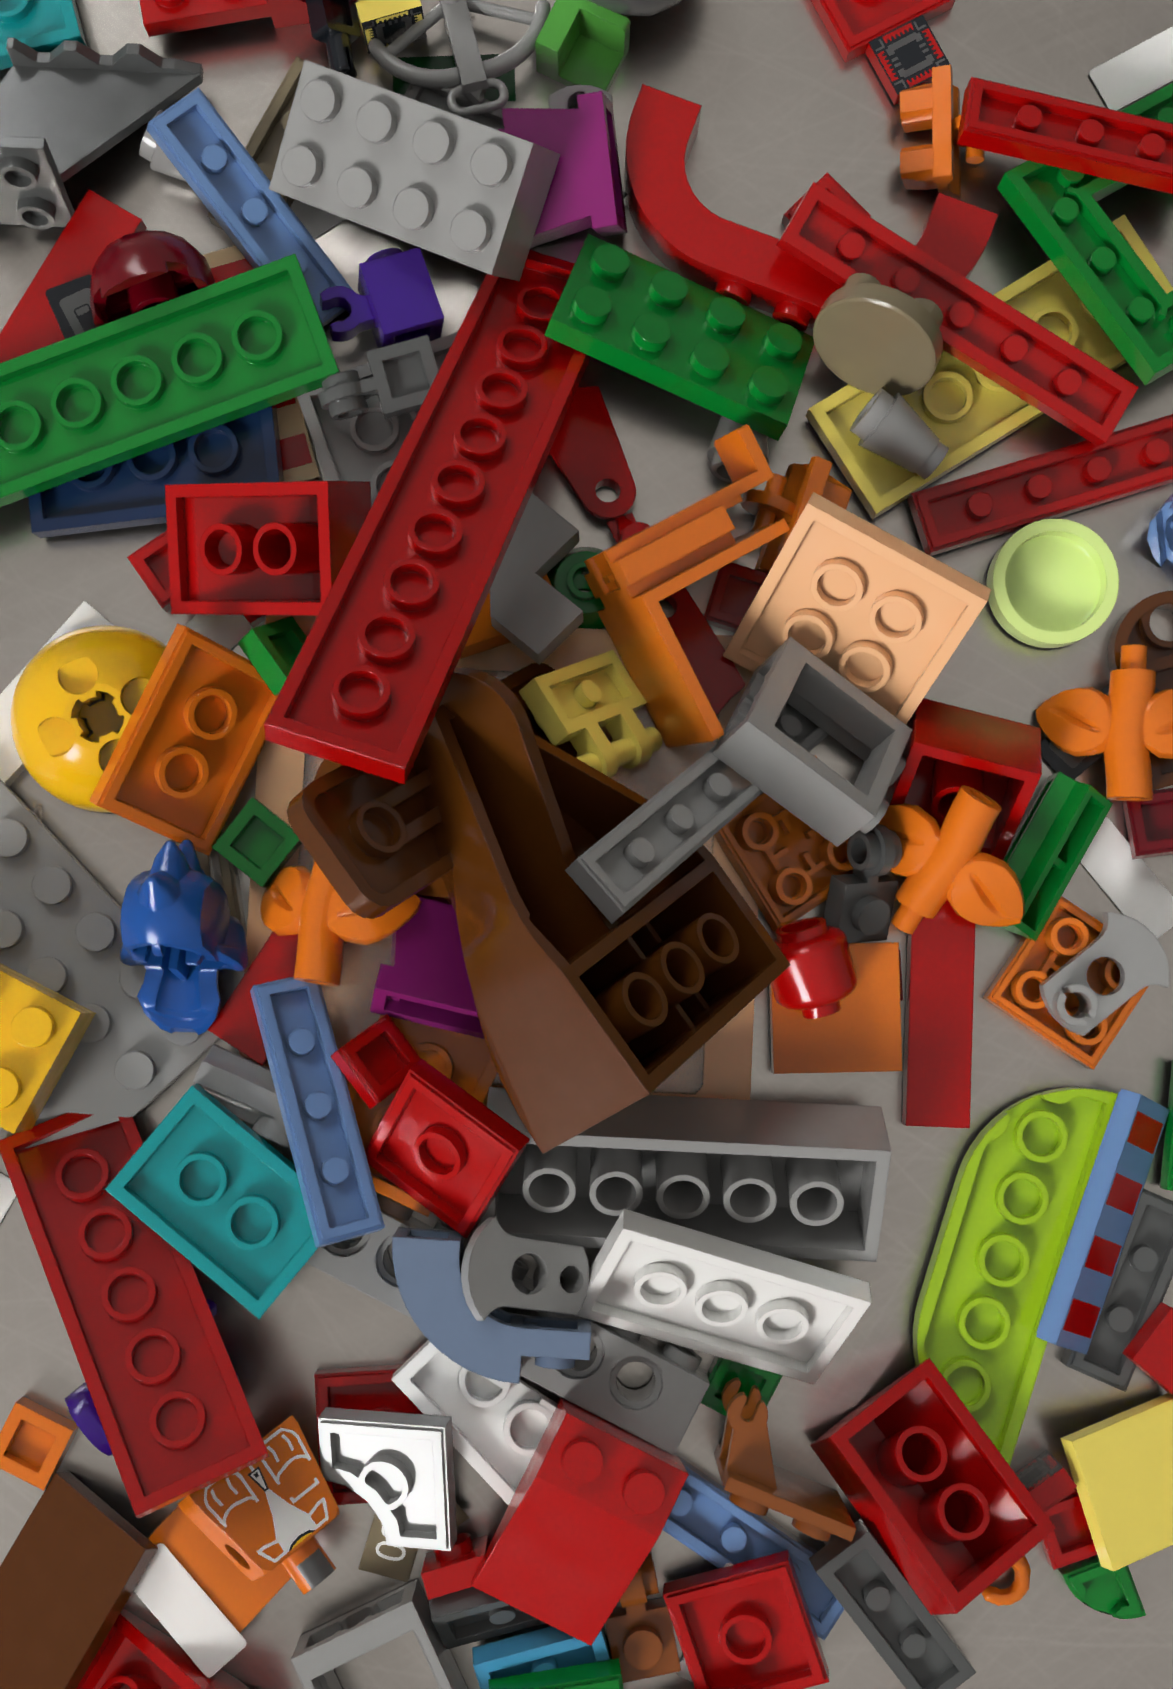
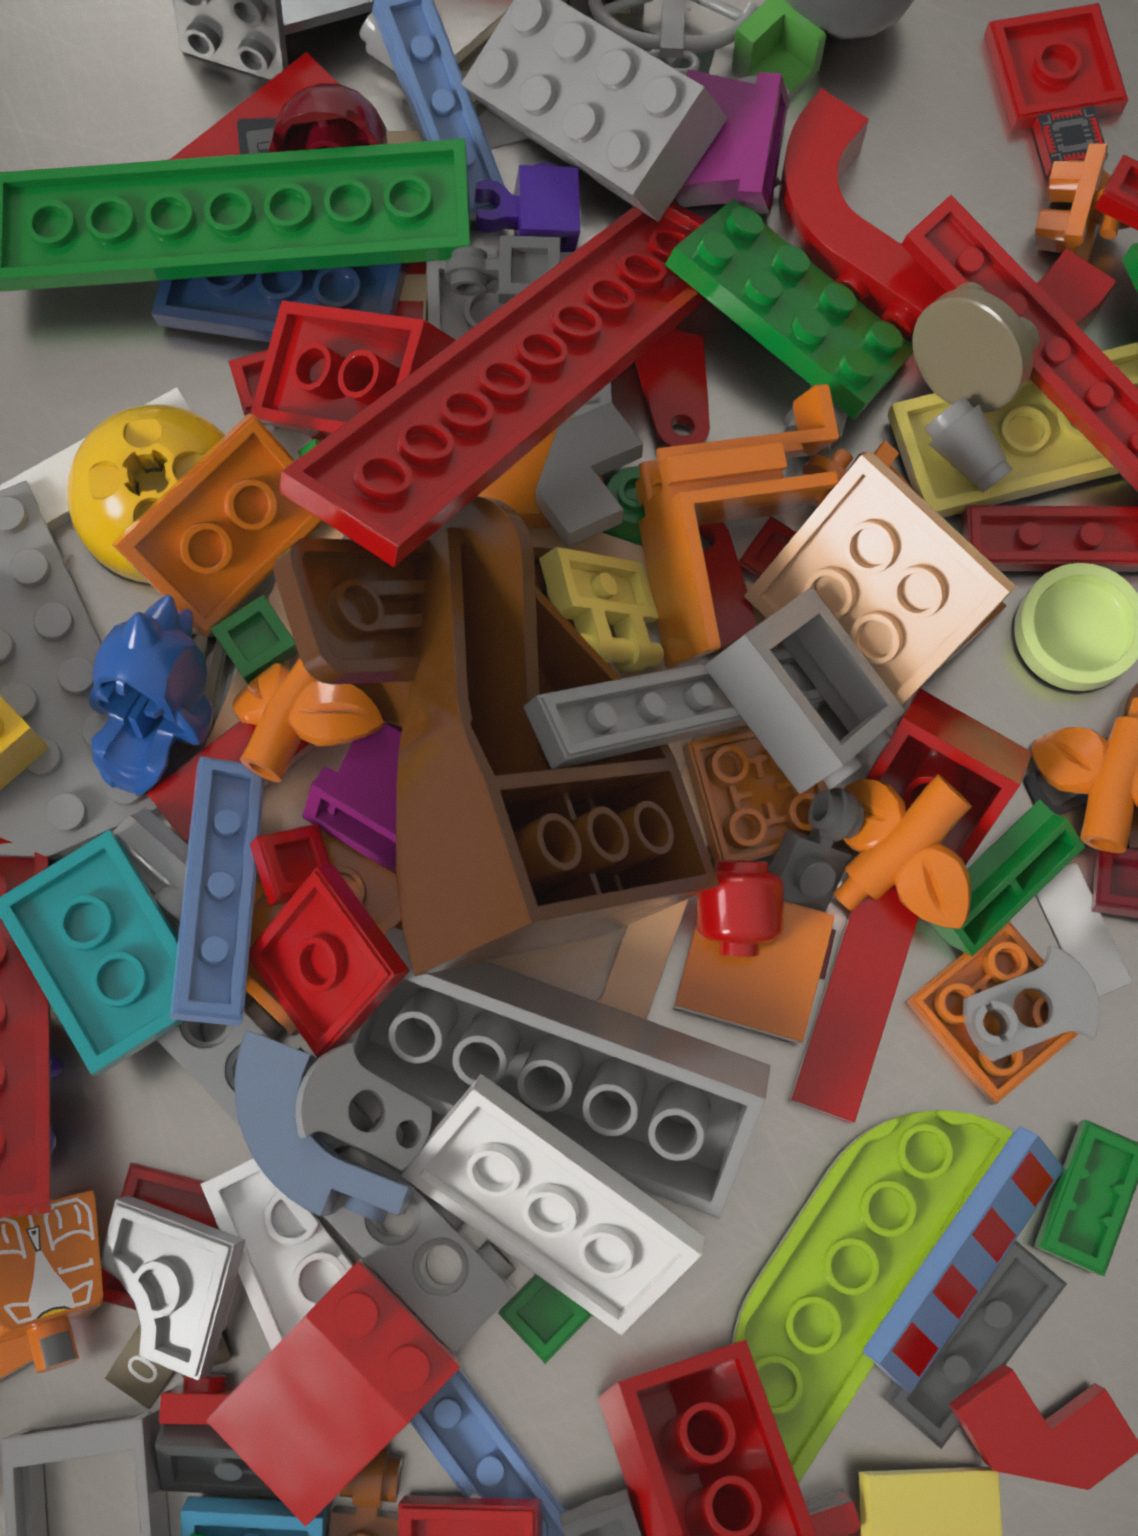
camera: 25 degrees right, 10 degrees down
(757, 1484) = (525, 1406): dark orange plate -> none

